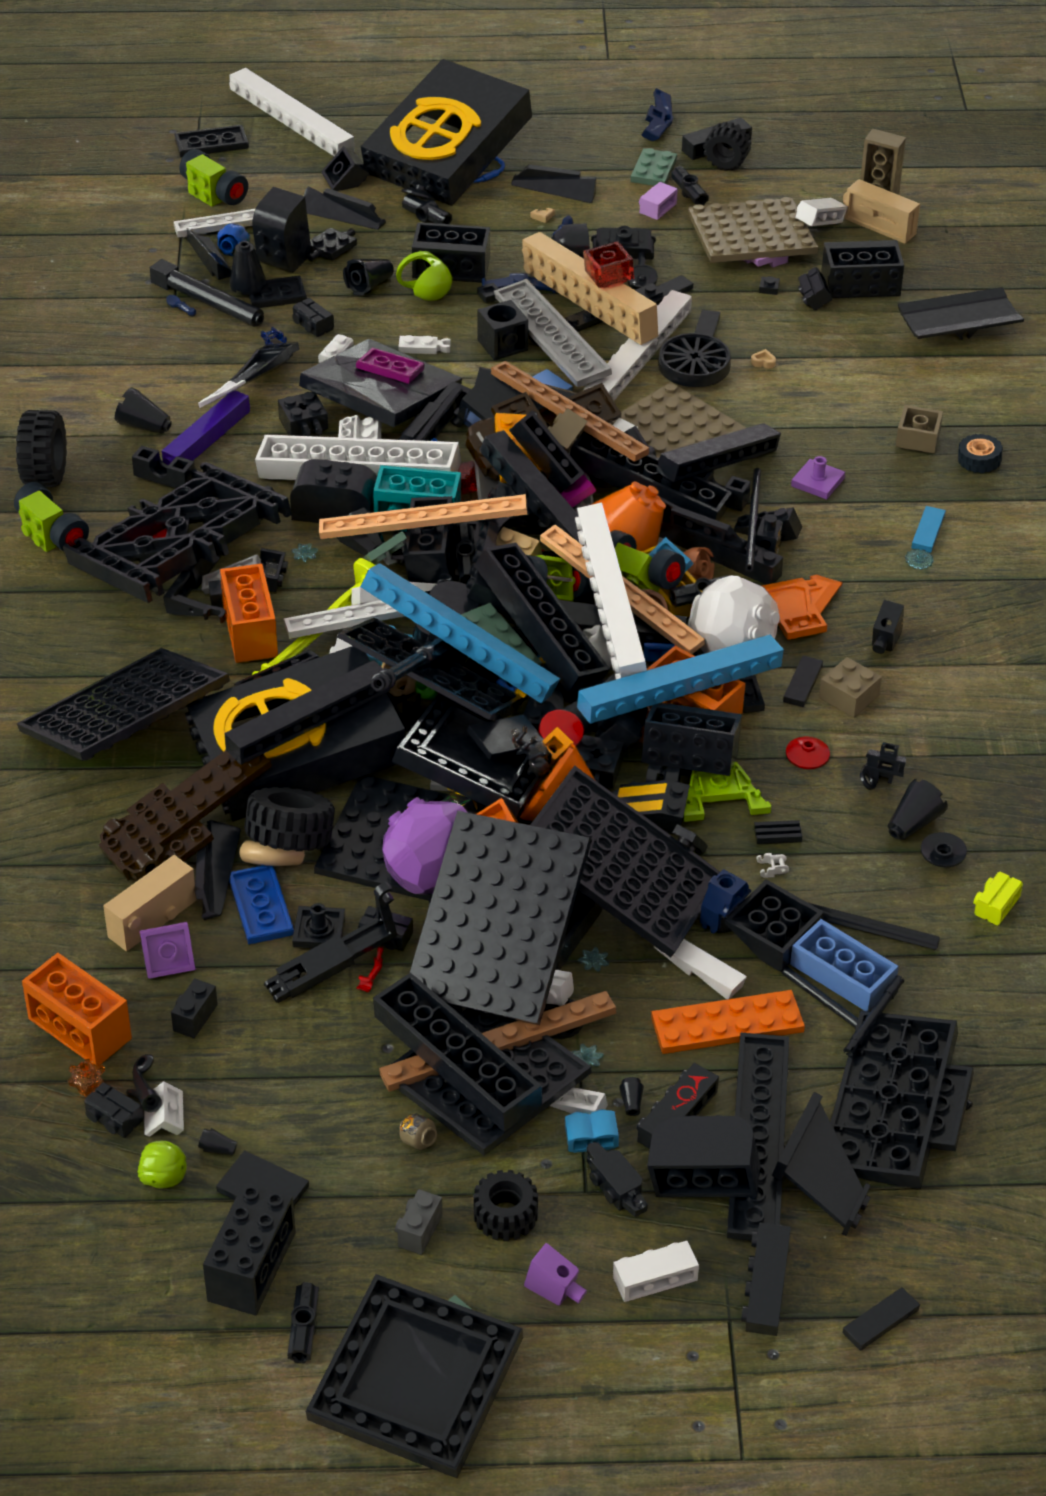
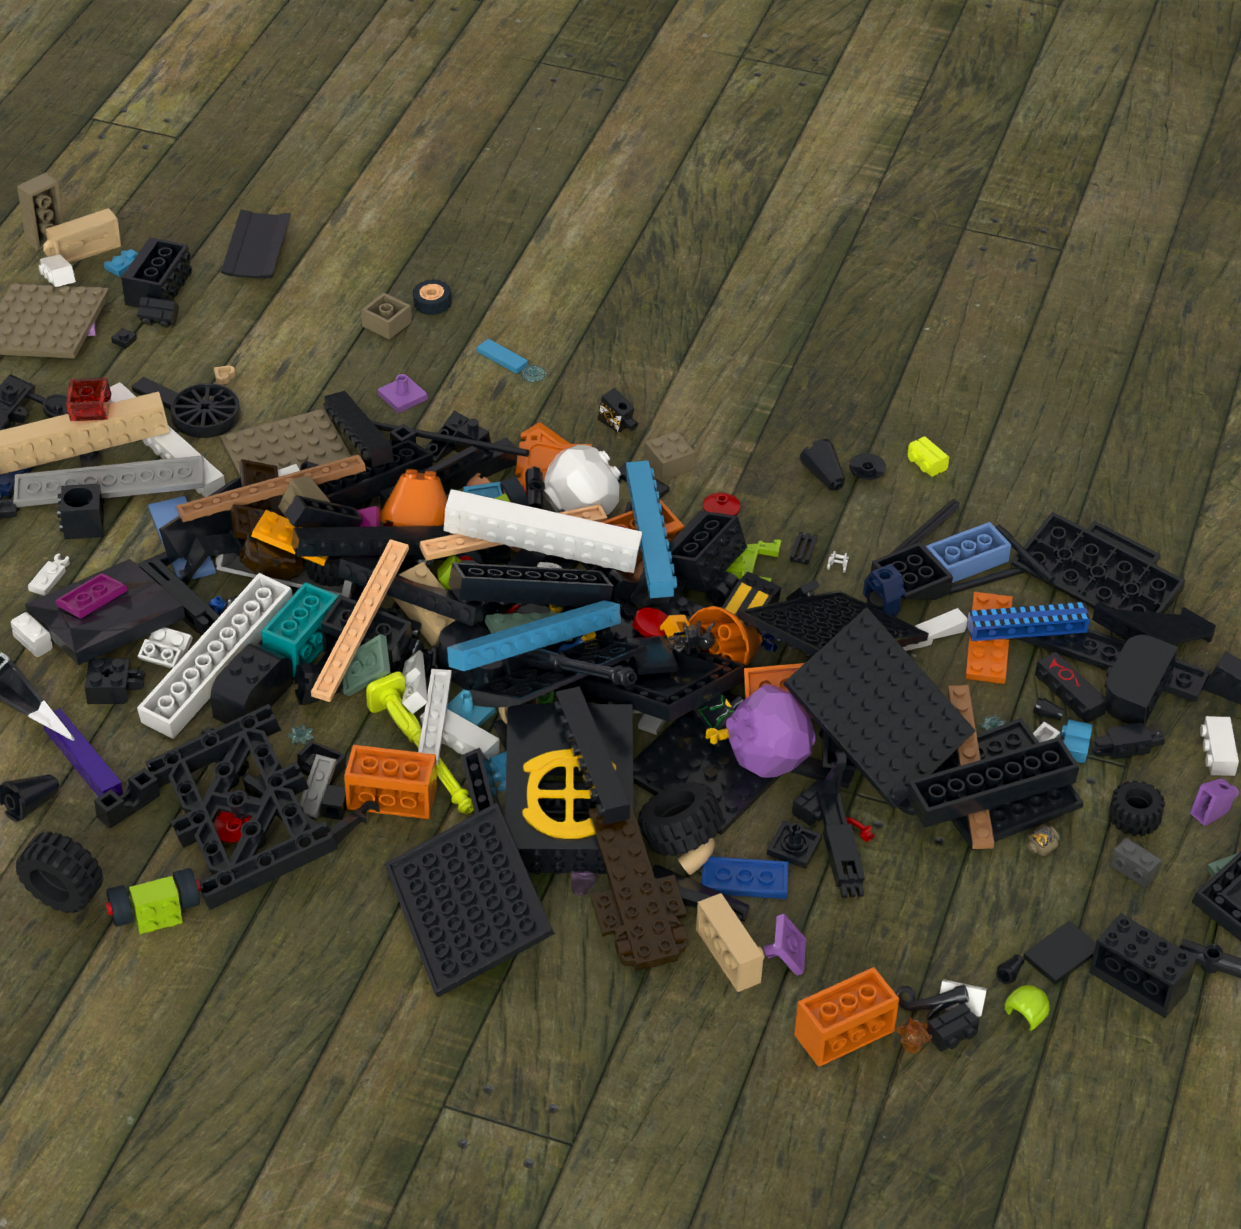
camera: 70 degrees left, 0 degrees up
(194, 1008) = (858, 945): black brick -> none
(754, 1040) = (1028, 621): none -> blue brick
(874, 770) = (767, 463): black piece -> none

